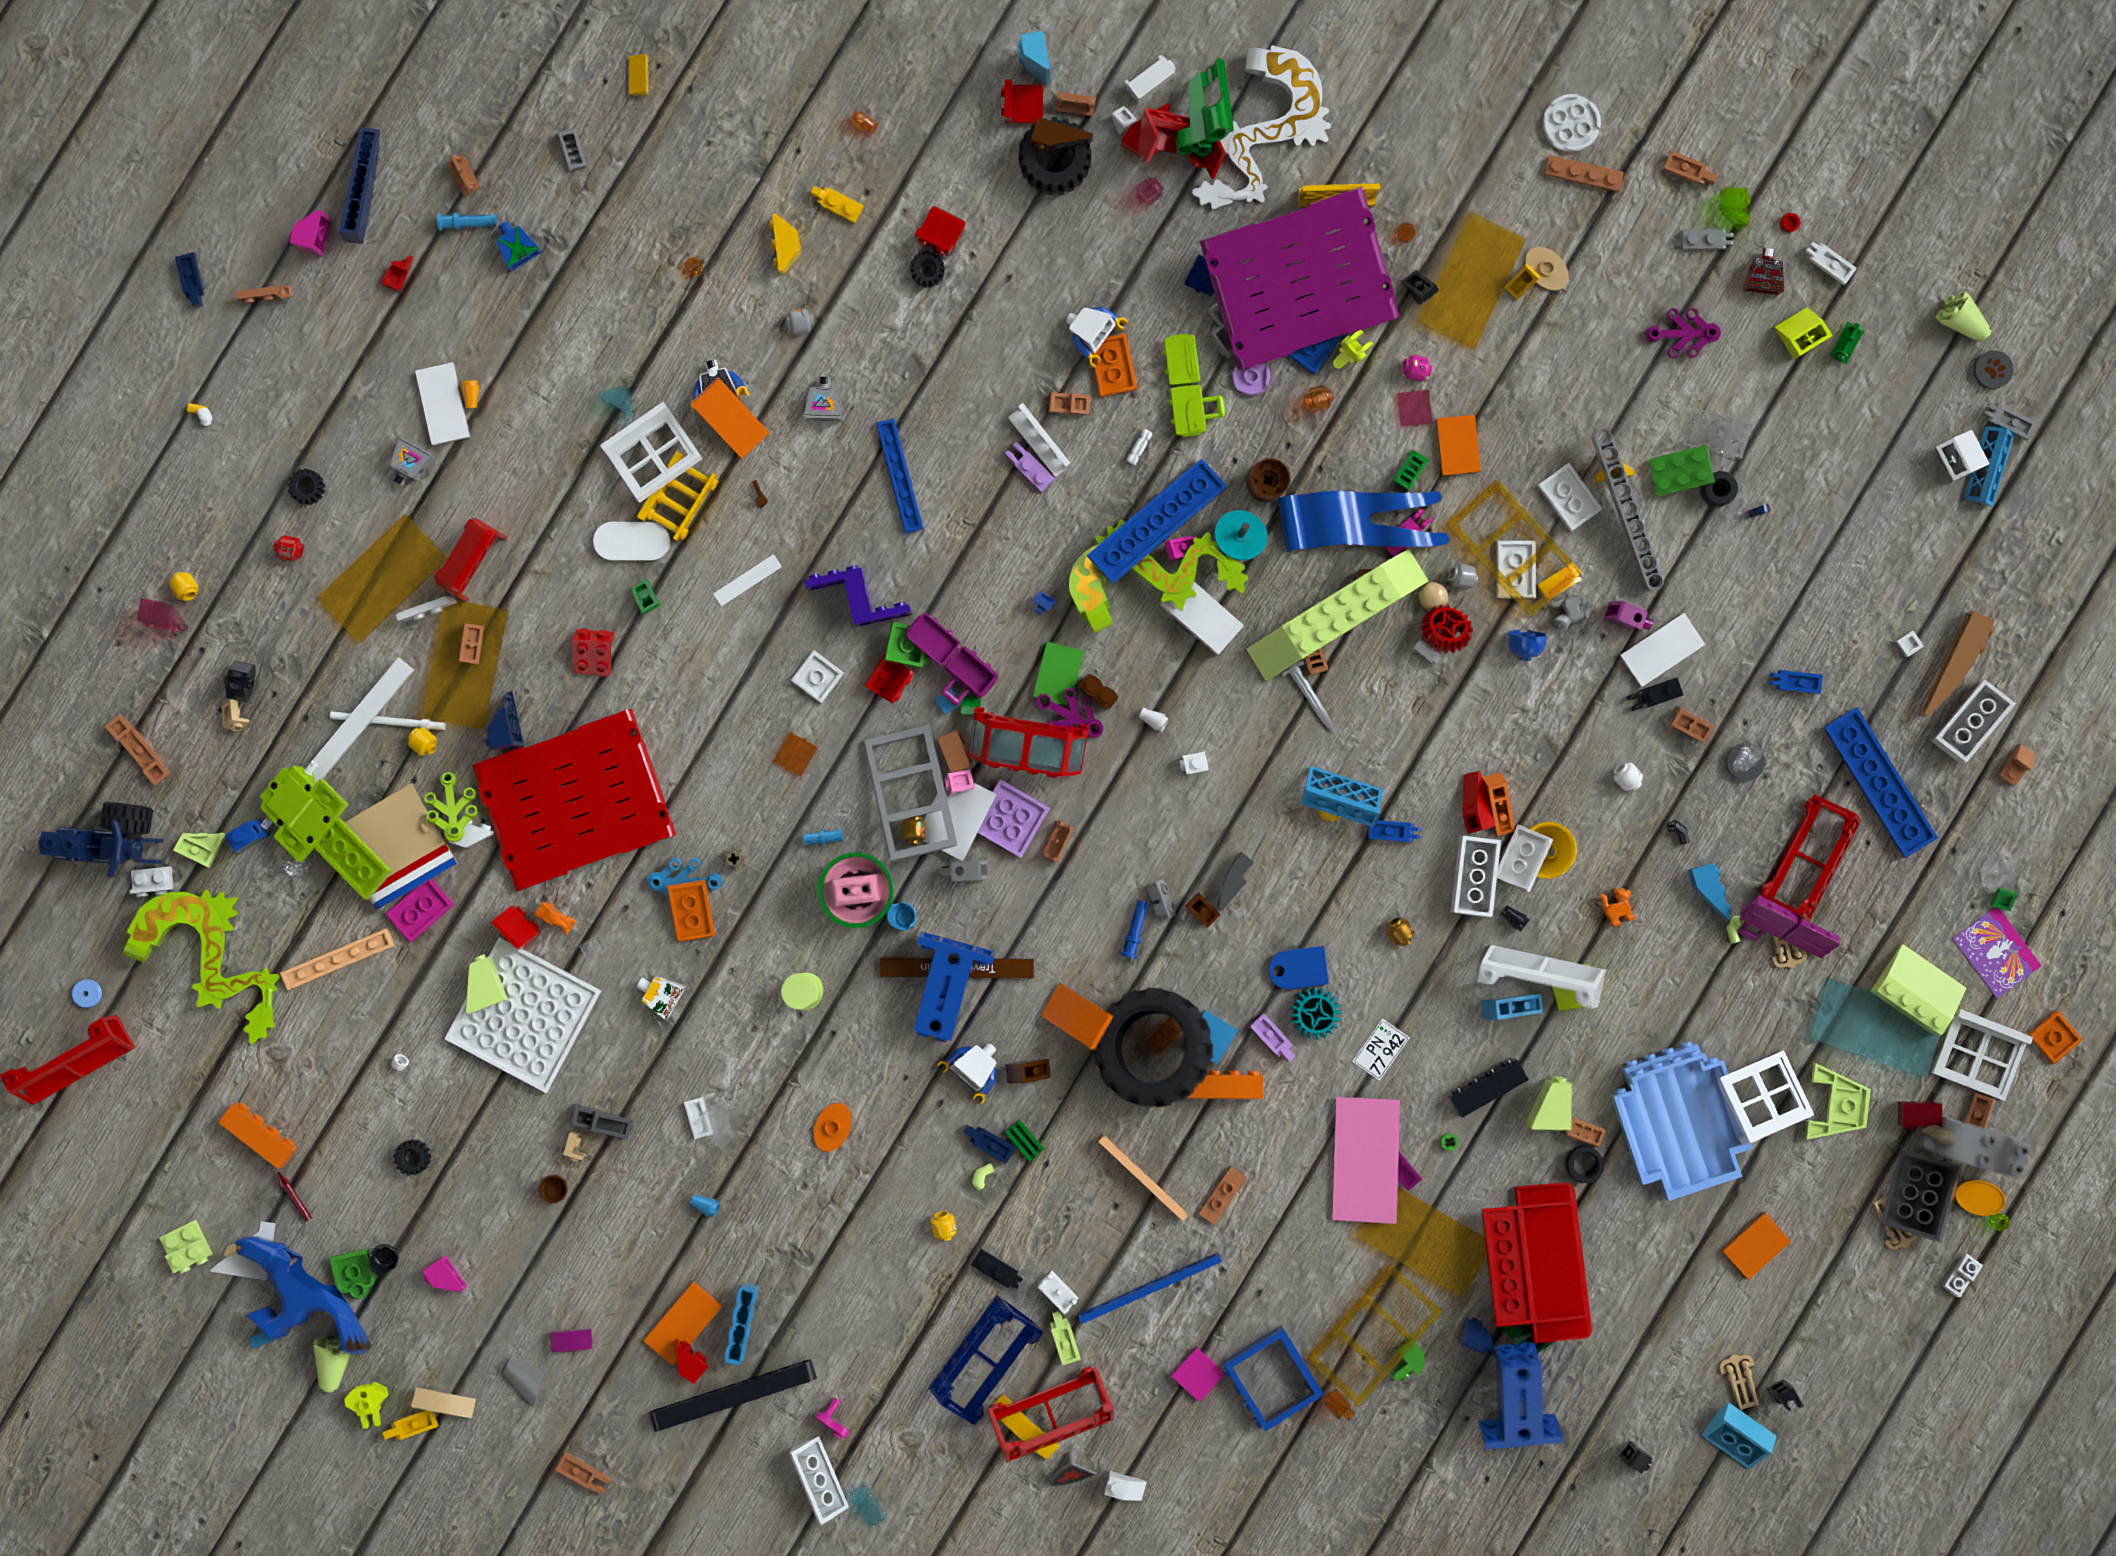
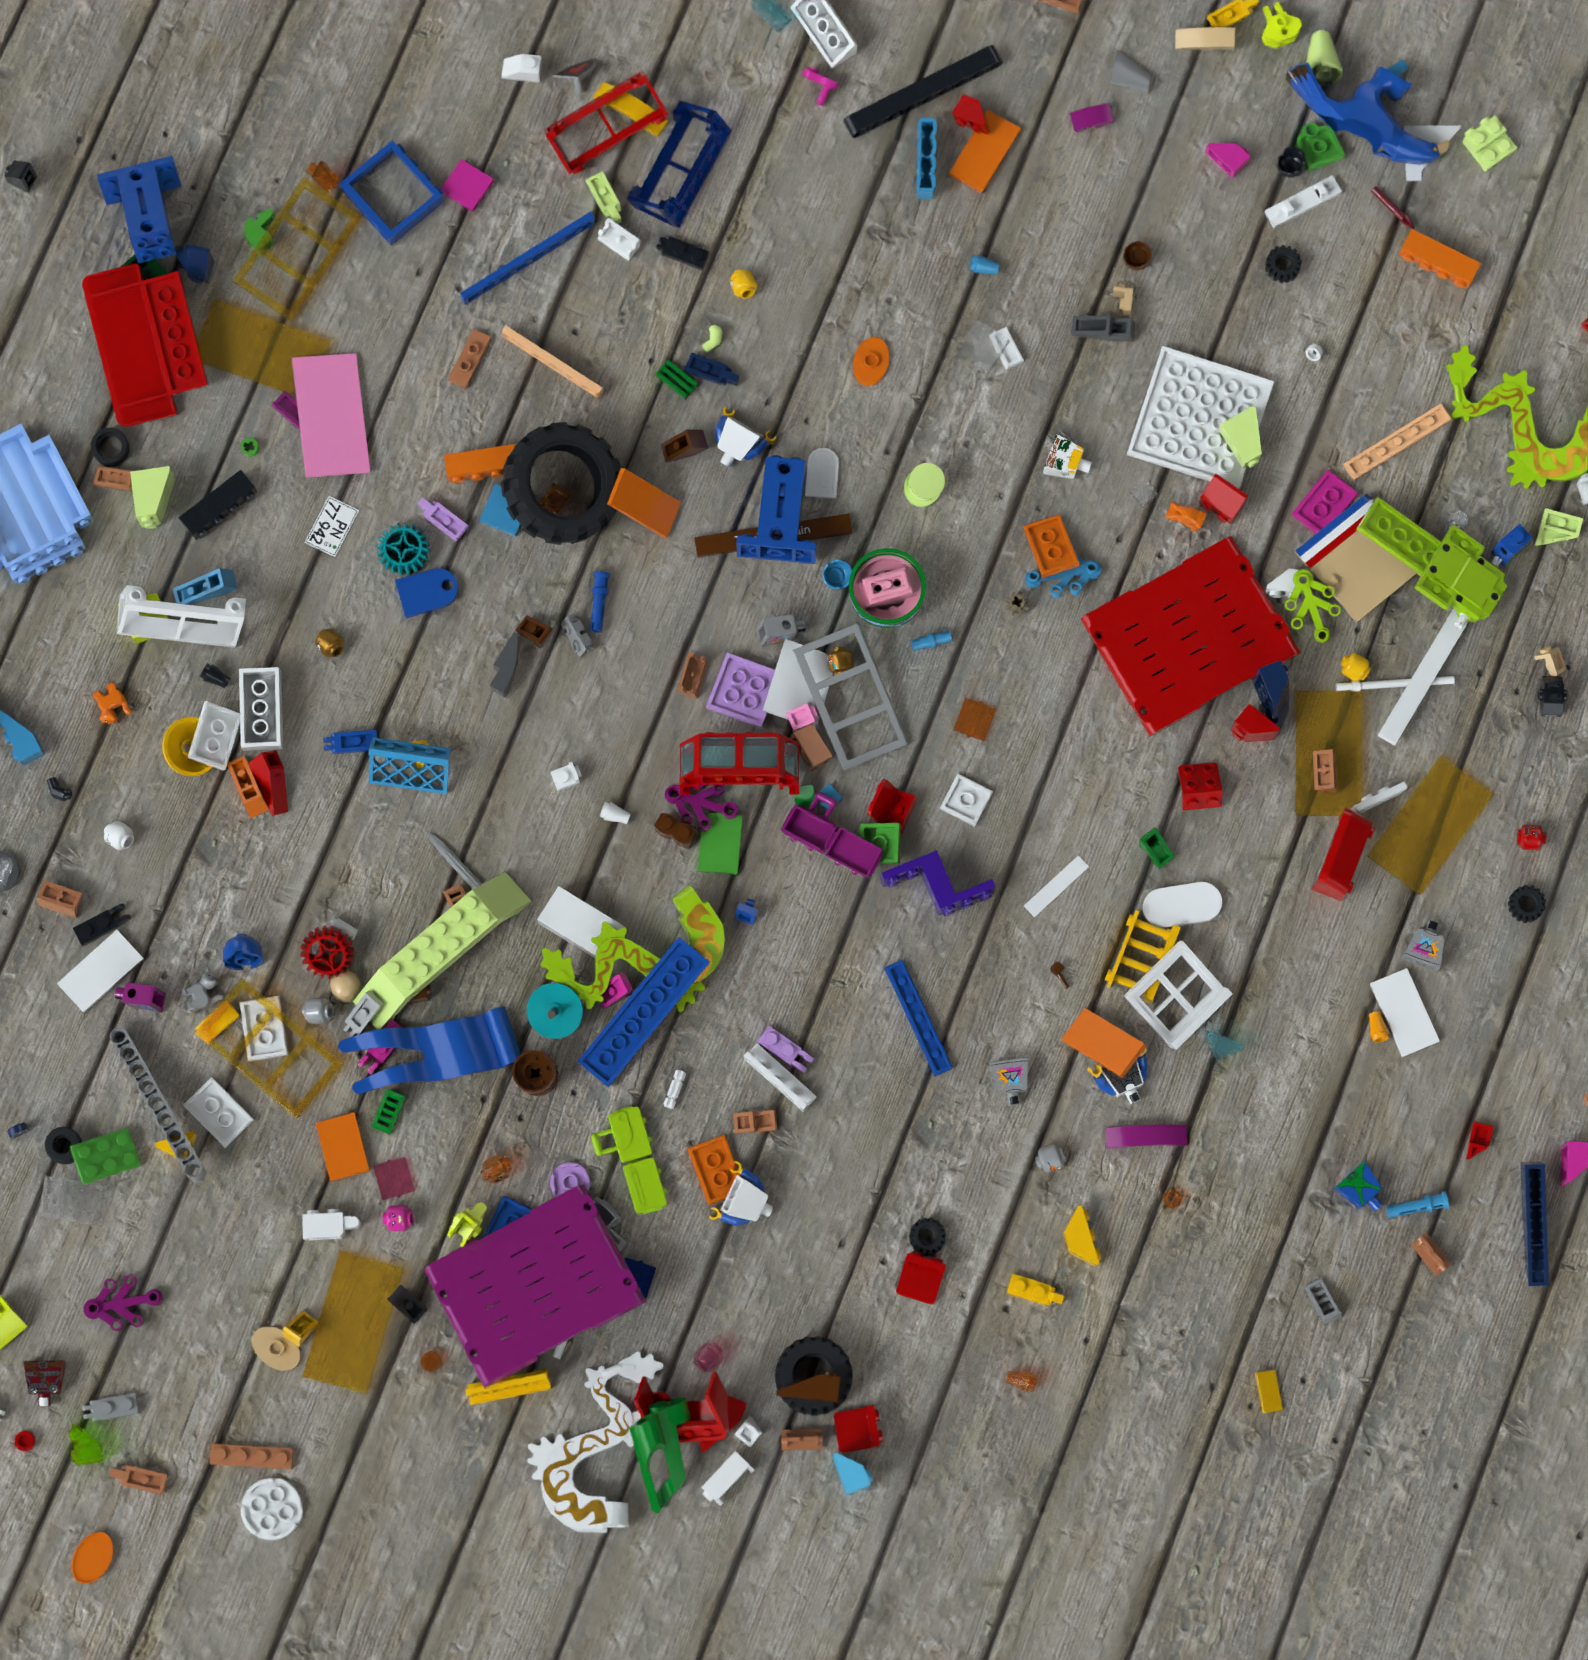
camera: 170 degrees right, 10 degrees down
(380, 1218) = (1303, 202): none -> white hinge
(531, 699) = (1253, 726): none -> red slope
(707, 328) = (1146, 1136): none -> magenta slope
(899, 1021) = (822, 474): none -> white window
(1421, 563) = (363, 1013): none -> light grey hinge
(1483, 372) = (327, 1225): none -> white hinge
(1742, 105) = (92, 1557): none -> orange piece

